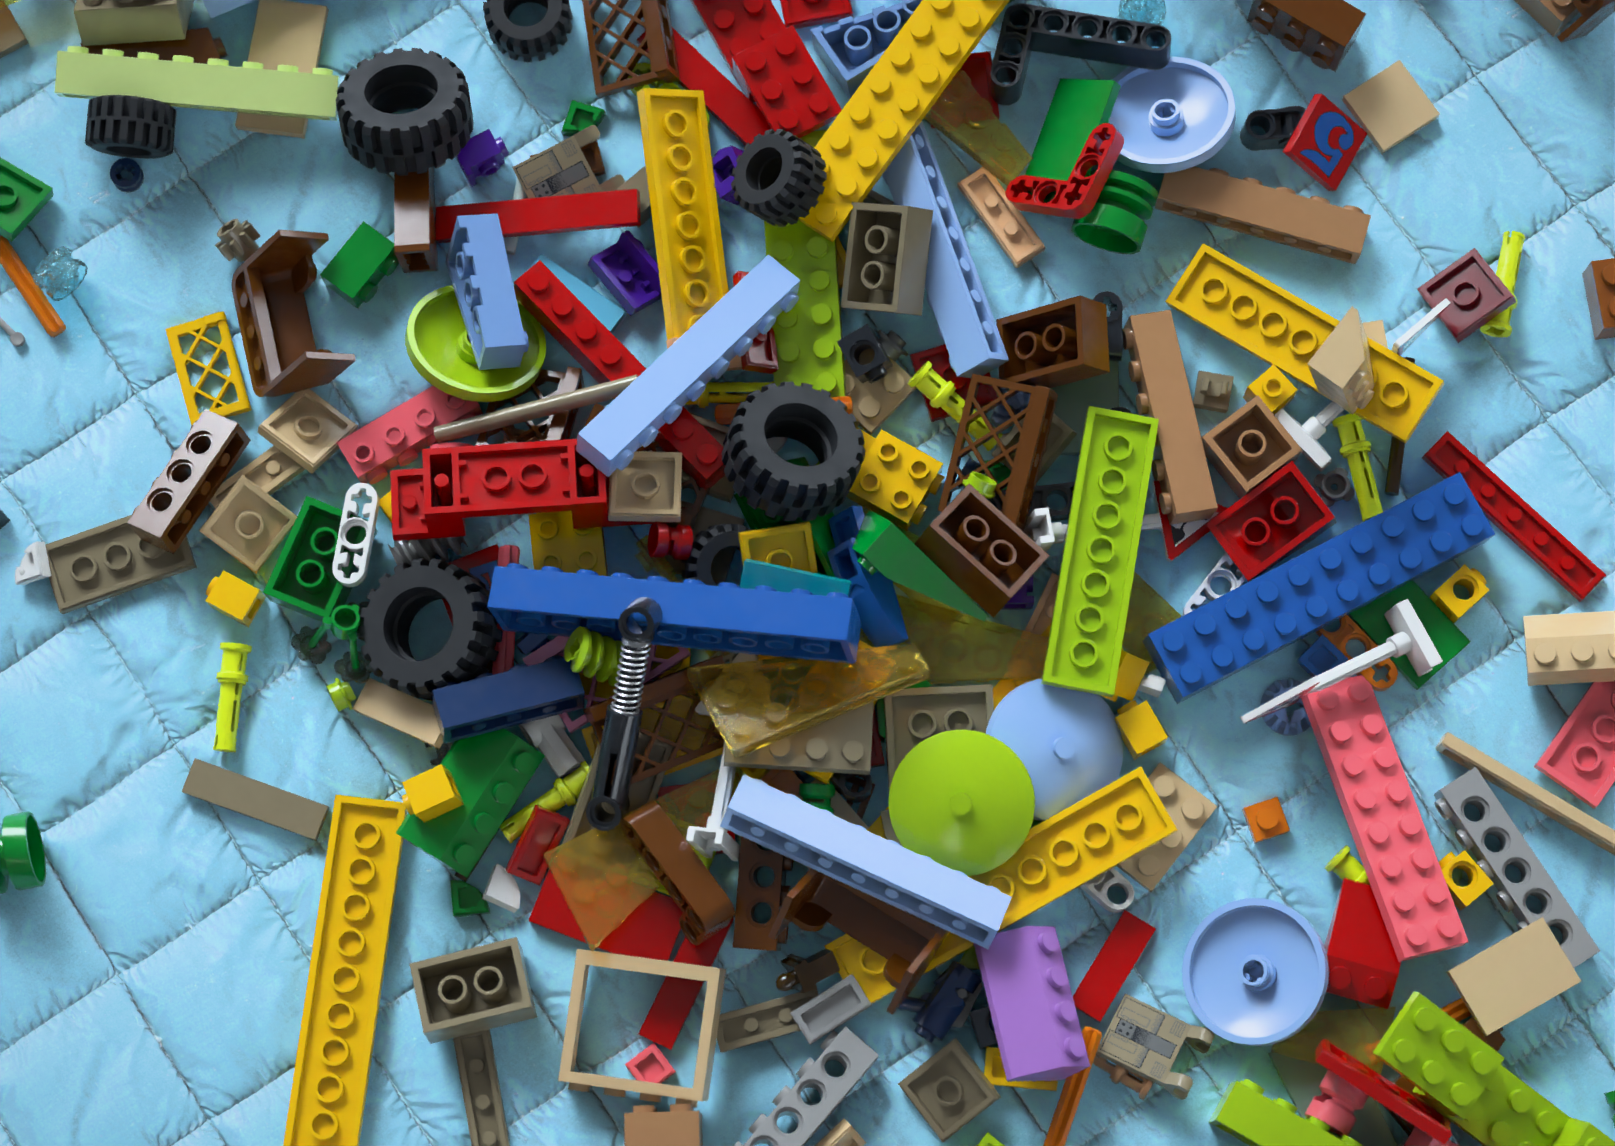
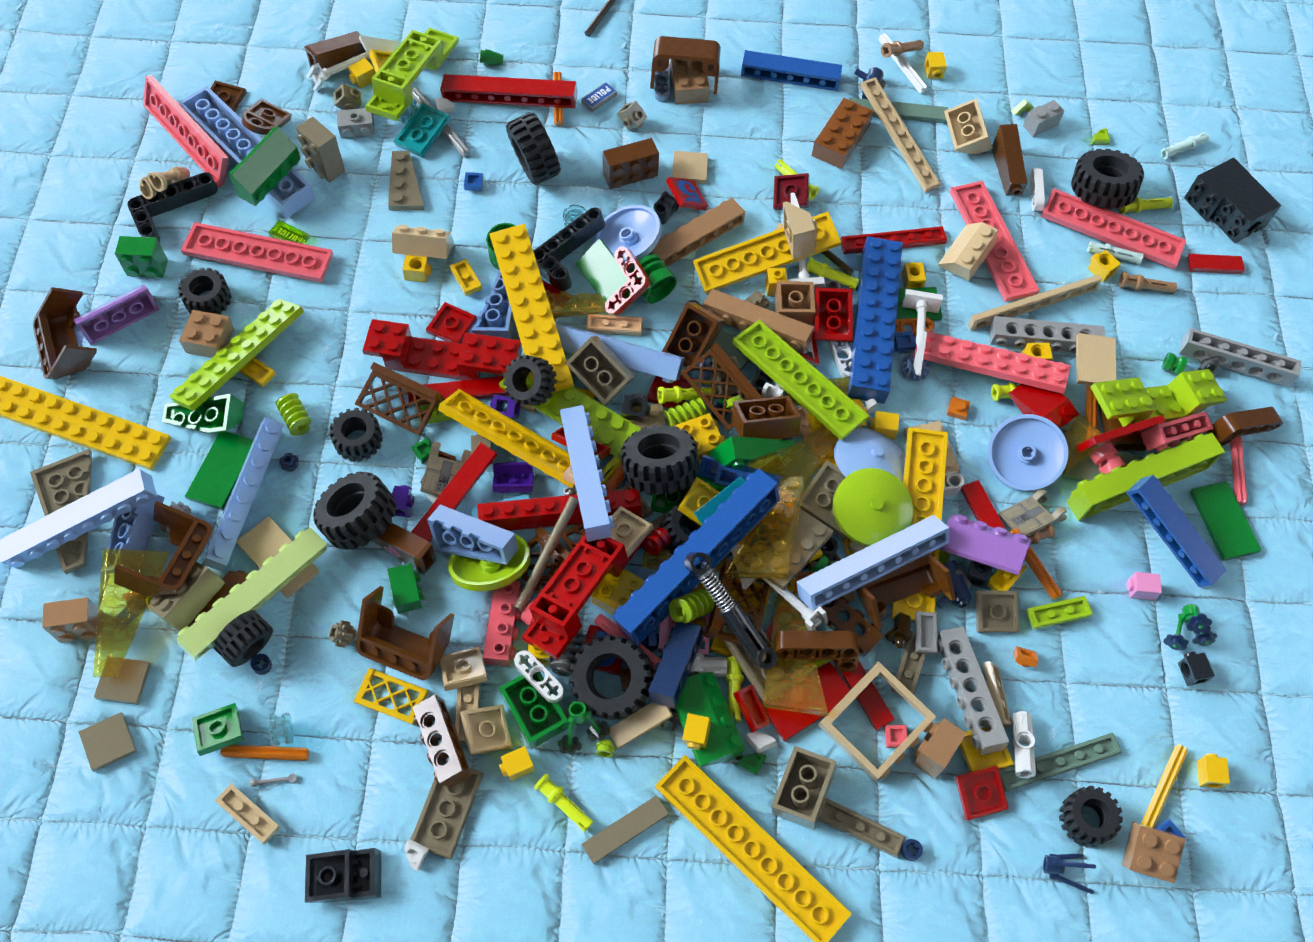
camera: 60 degrees left, 15 degrees down
(919, 431) = (685, 413): none -> lime piece

